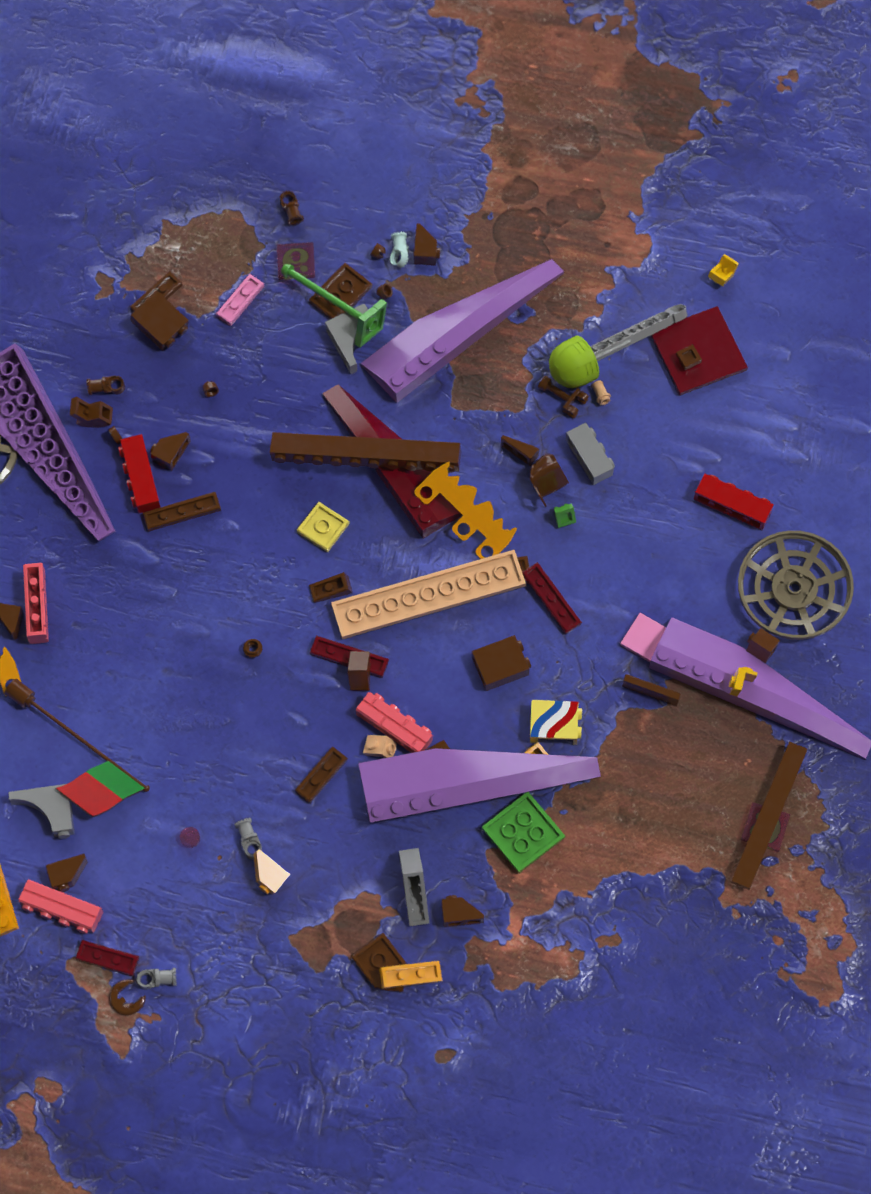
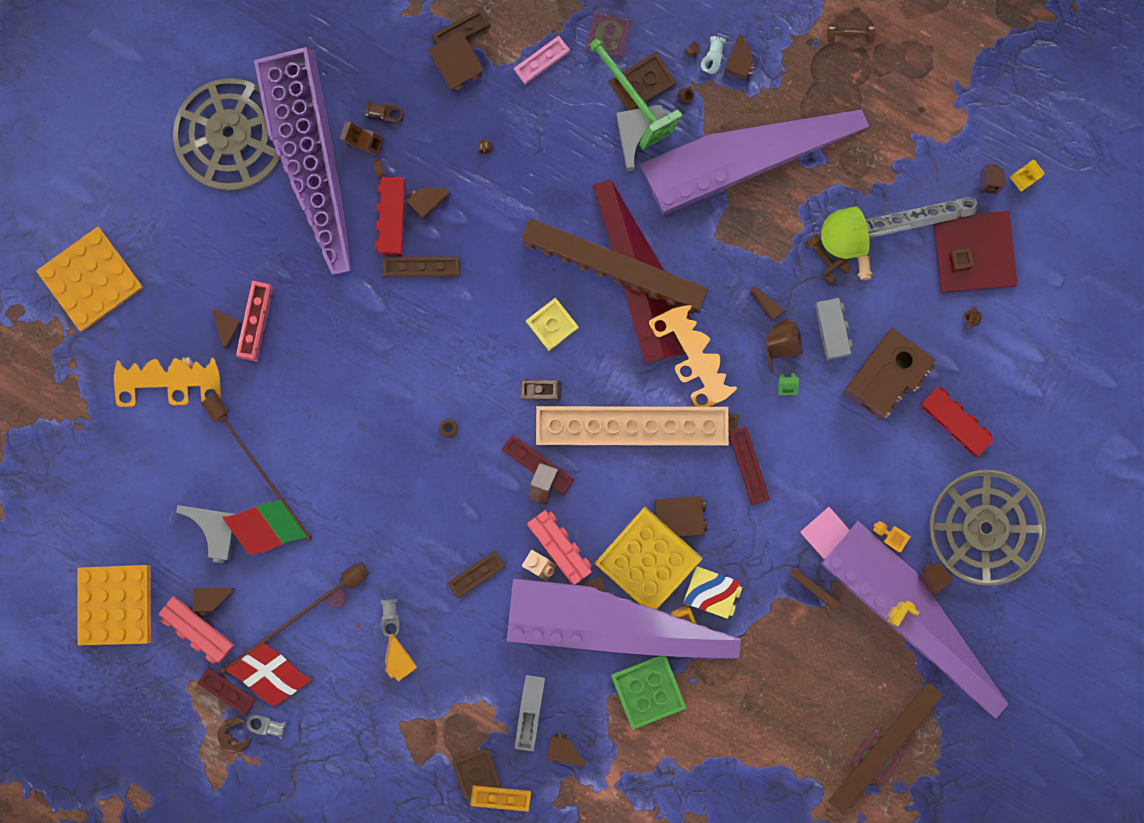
camera: 15 degrees right, 15 degrees up
(142, 925) = (269, 671): none -> flag
(483, 708) = (648, 560): none -> yellow tile
(537, 192) = (870, 32): none -> reddish brown wheel
(654, 476) = (889, 374): none -> reddish brown piece
(692, 283) = (992, 179): none -> reddish brown slope
(712, 622) = (895, 538): none -> light orange plate
(716, 406) = (972, 317): none -> reddish brown plate

